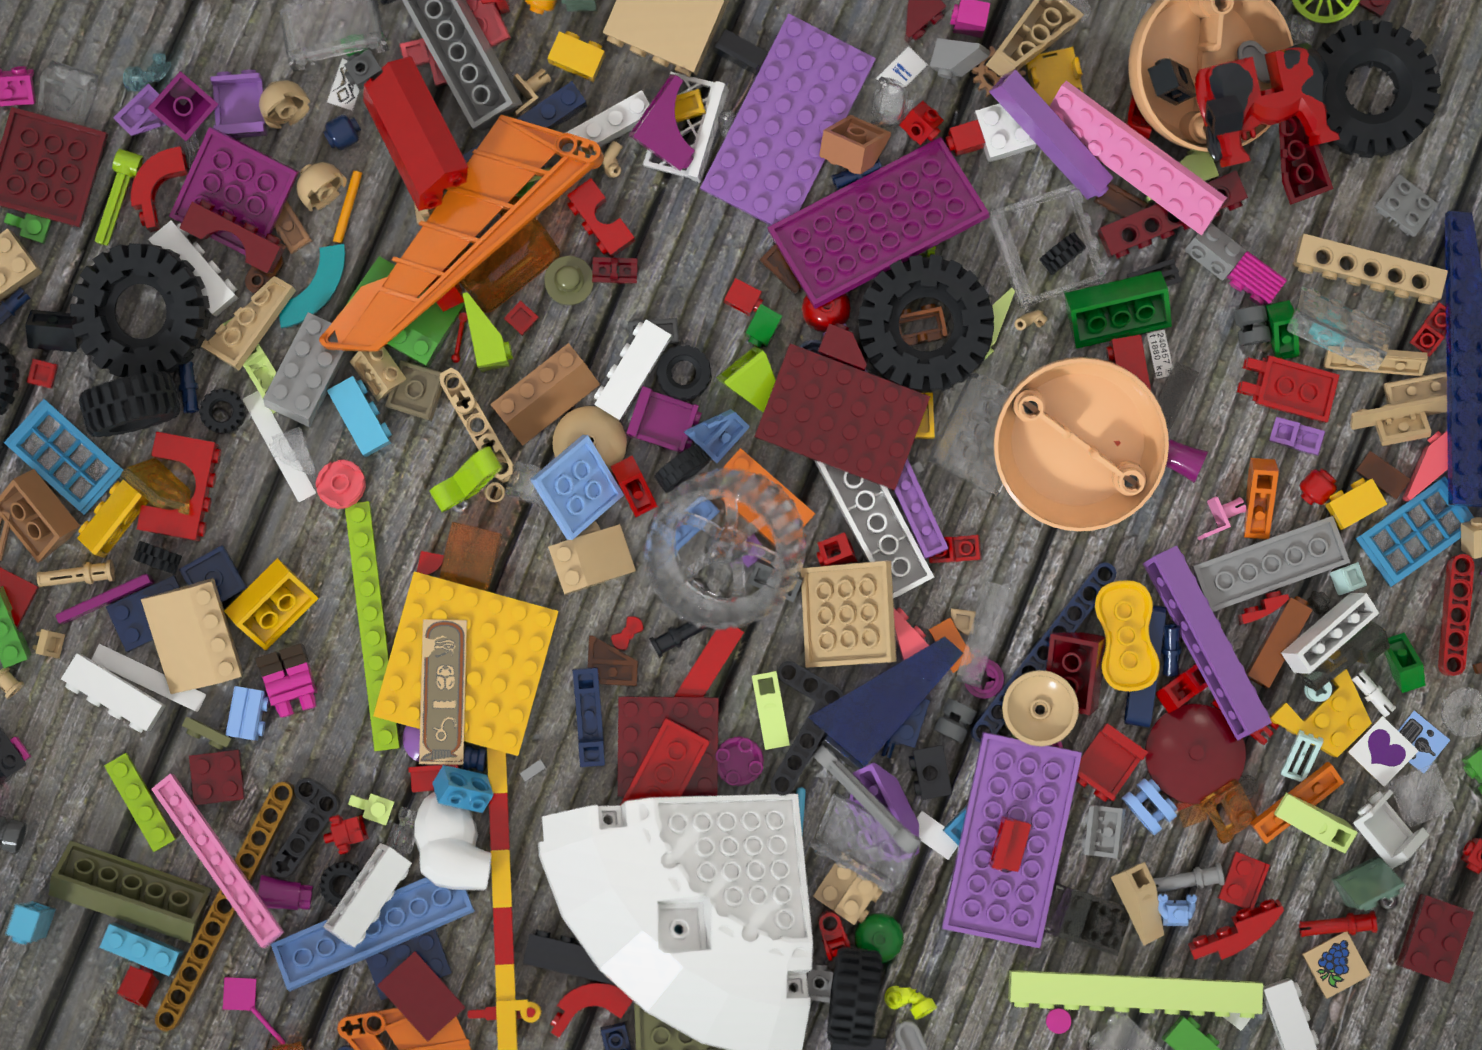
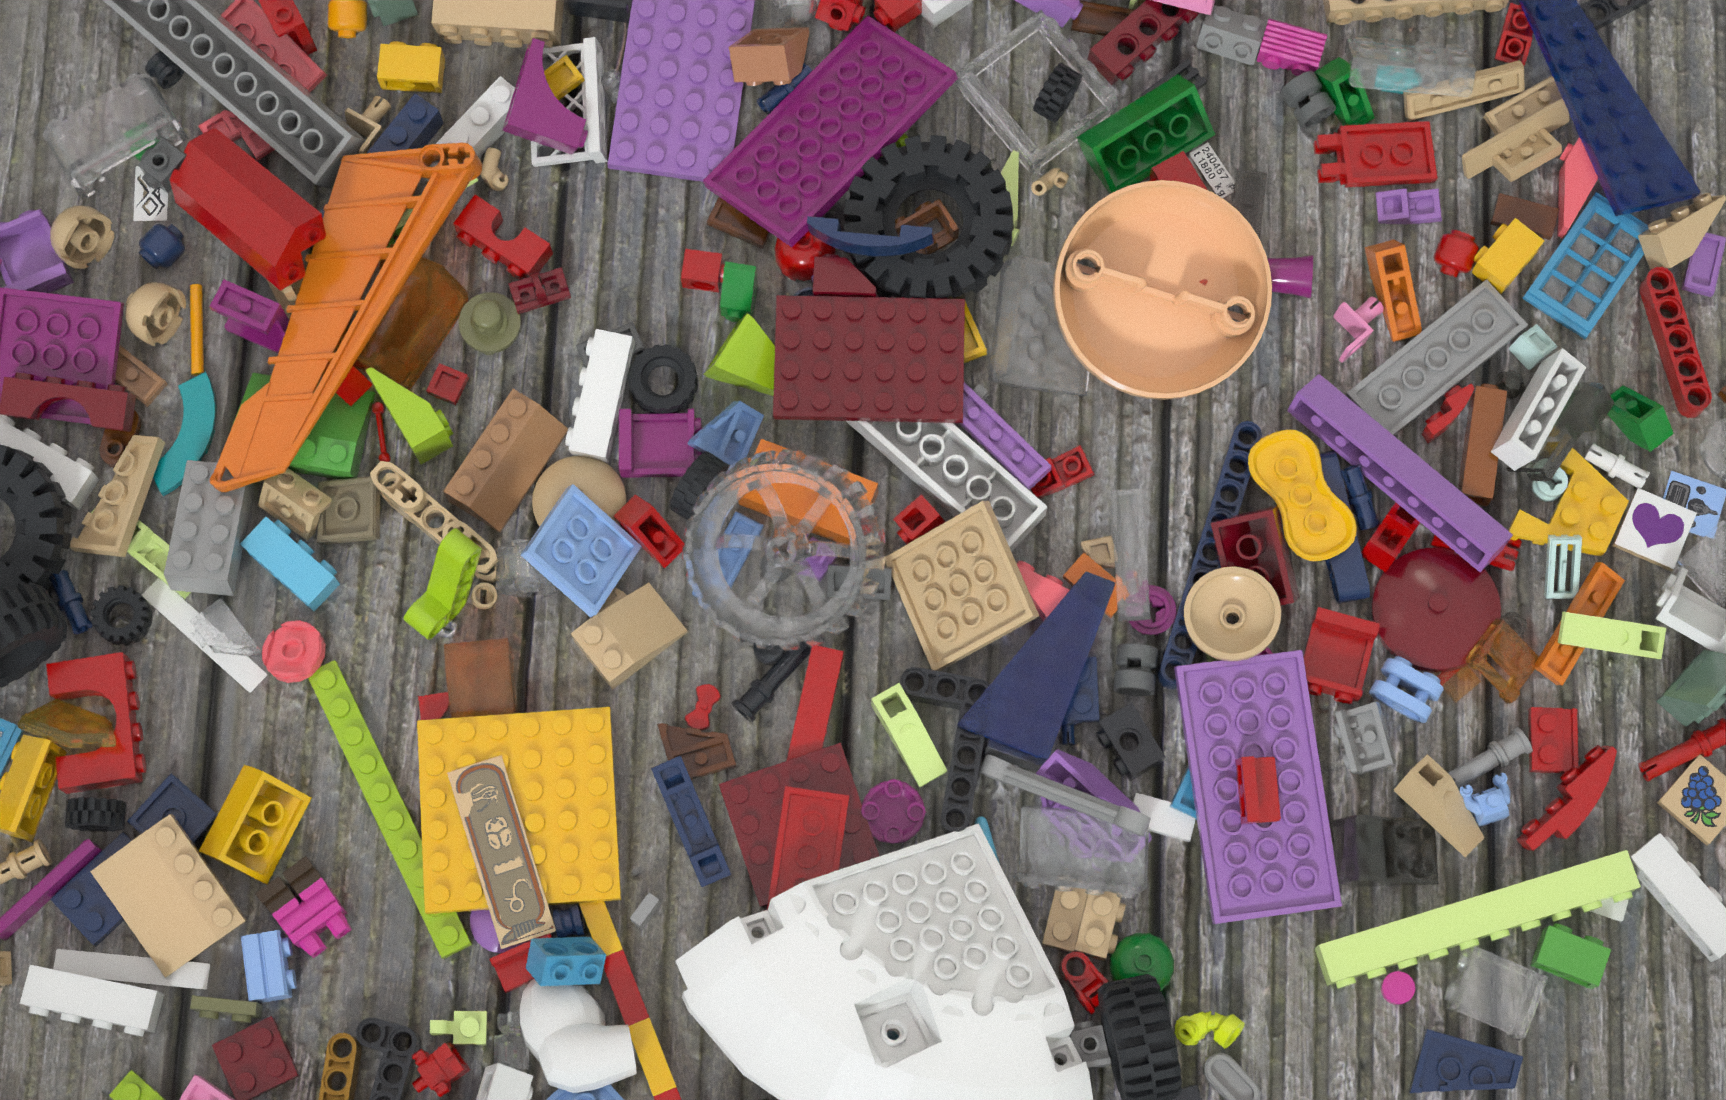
camera: 15 degrees left, 10 degrees down
(391, 217) = (251, 315): none -> magenta panel
(904, 338) = (910, 240): none -> dark blue slope

